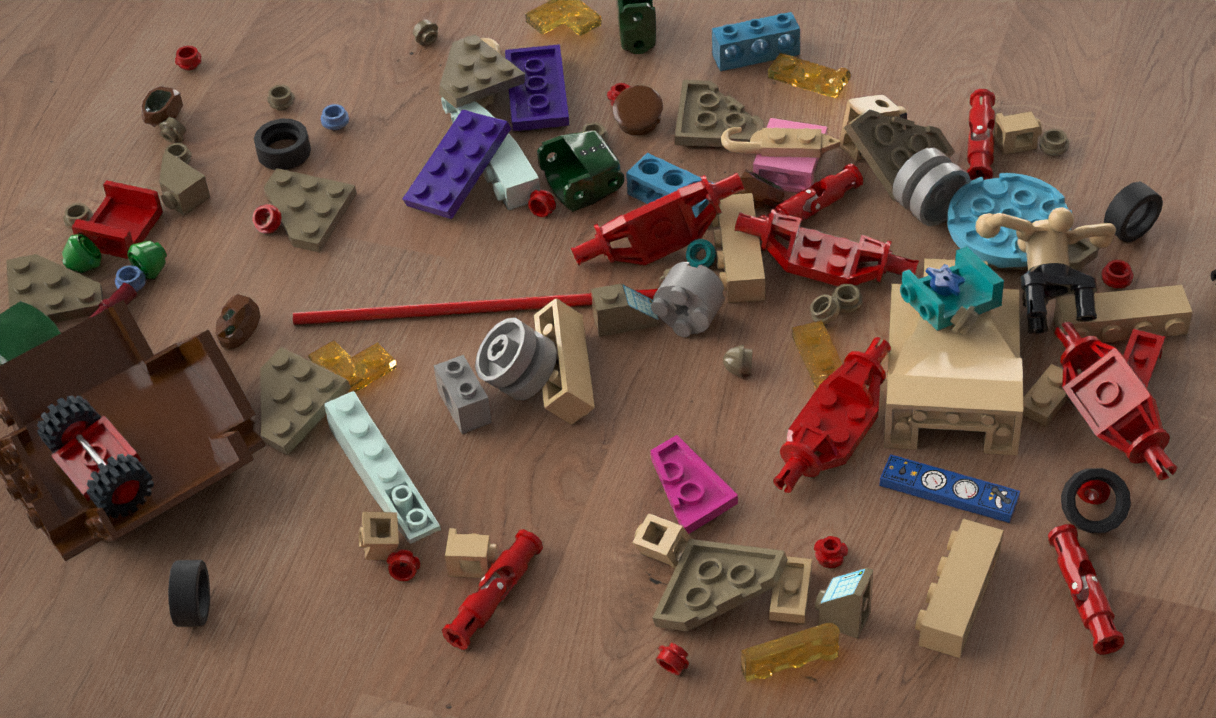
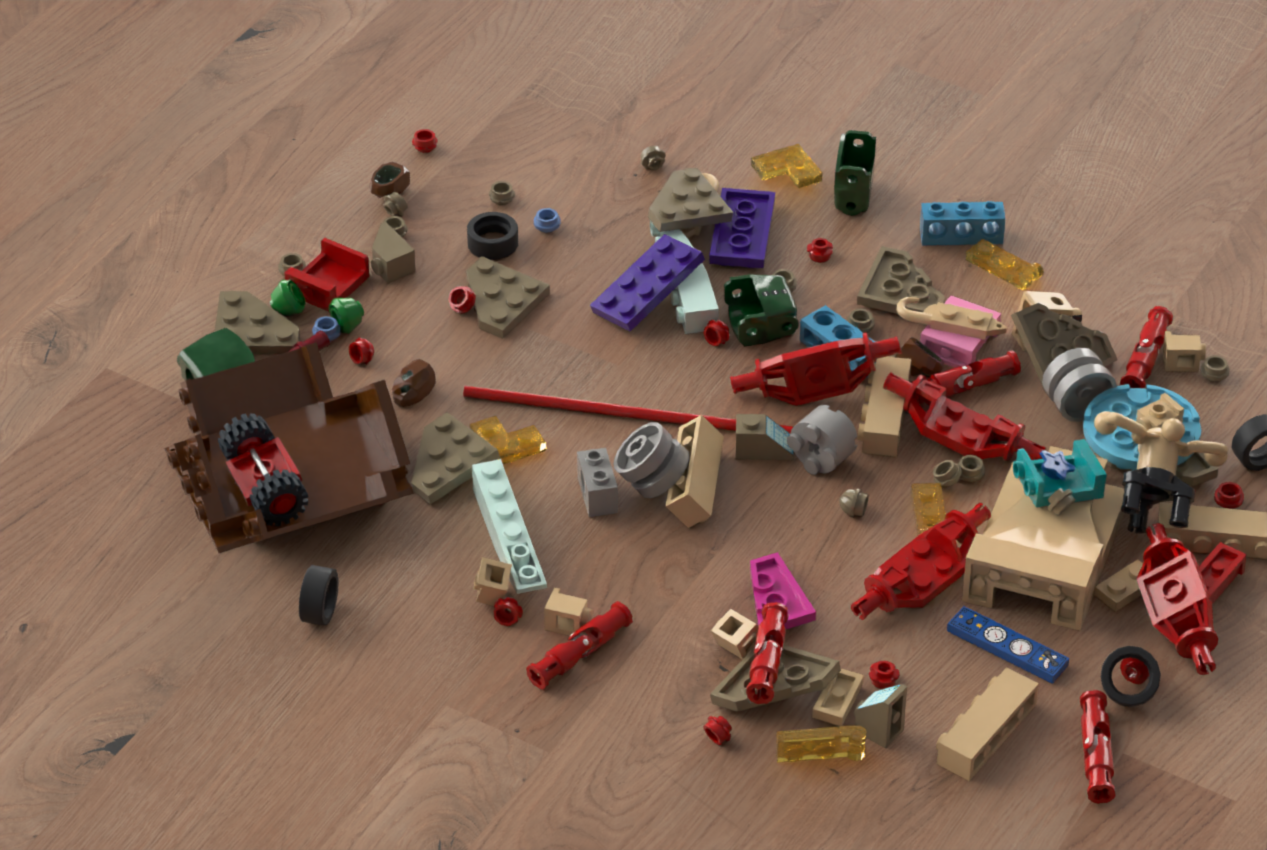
camera: 10 degrees right, 5 degrees down
(172, 296) = (361, 351): none -> red plate
(638, 110) = (830, 266): reddish brown piece -> none
(686, 160) = (862, 320): none -> dark tan plate
(693, 249) = (846, 397): teal plate -> none
(704, 559) = (767, 653): none -> red piece
(1031, 203) = (1159, 411): none -> tan brick

